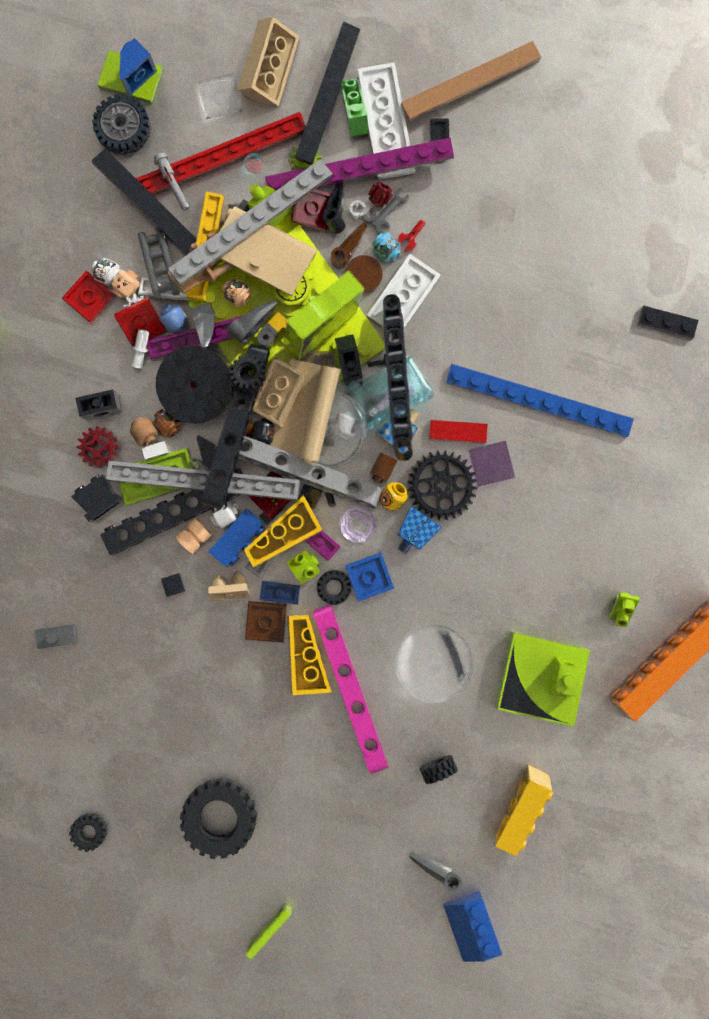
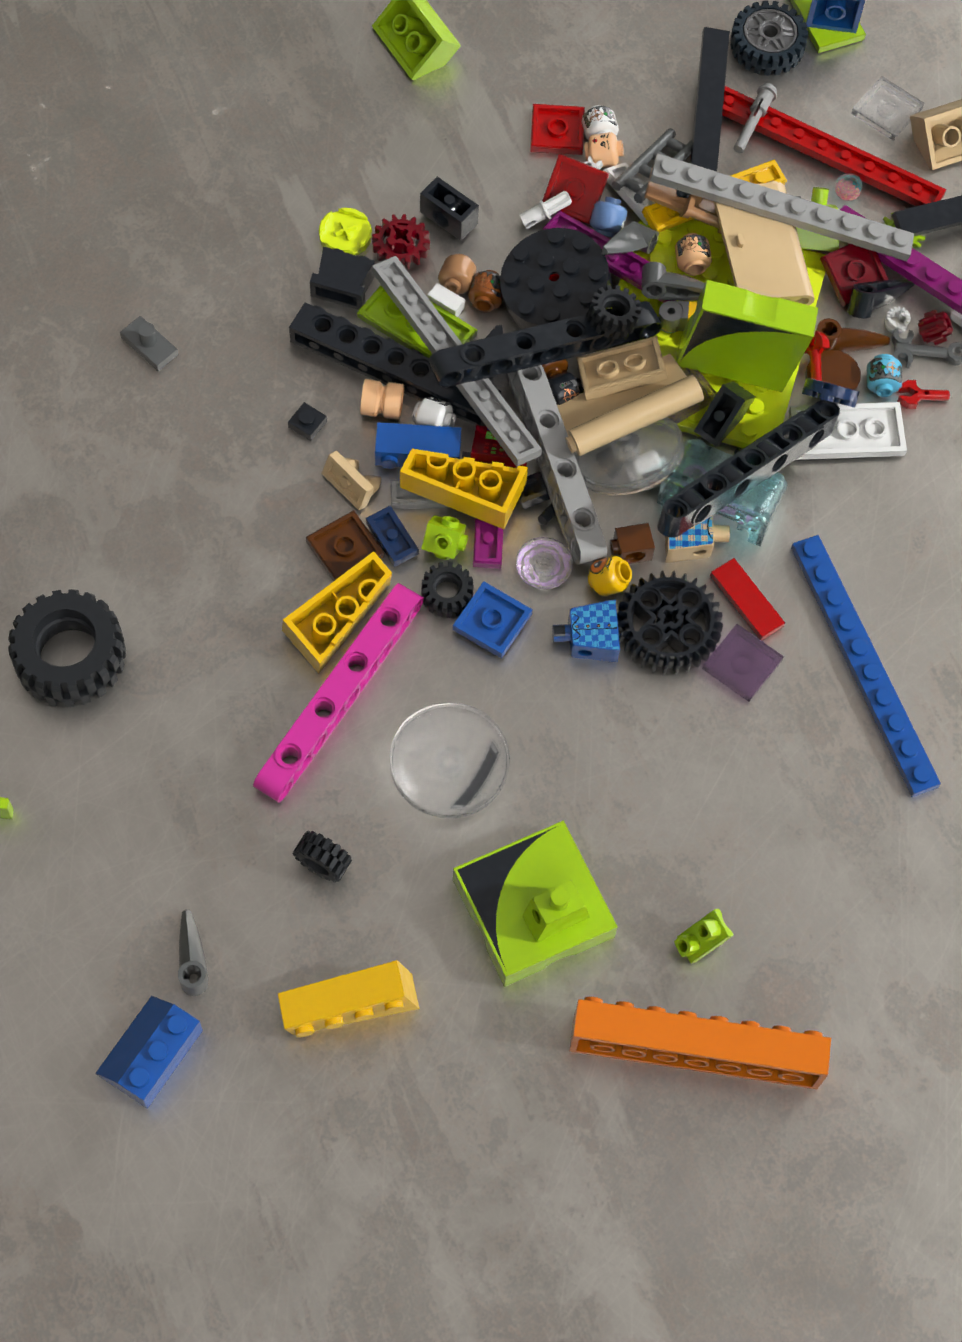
camera: 50 degrees right, 20 degrees down
(65, 472) = (345, 231): none -> neon yellow tile
(344, 267) = (815, 351): none -> red bar
(380, 290) = (830, 392): none -> dark blue plate

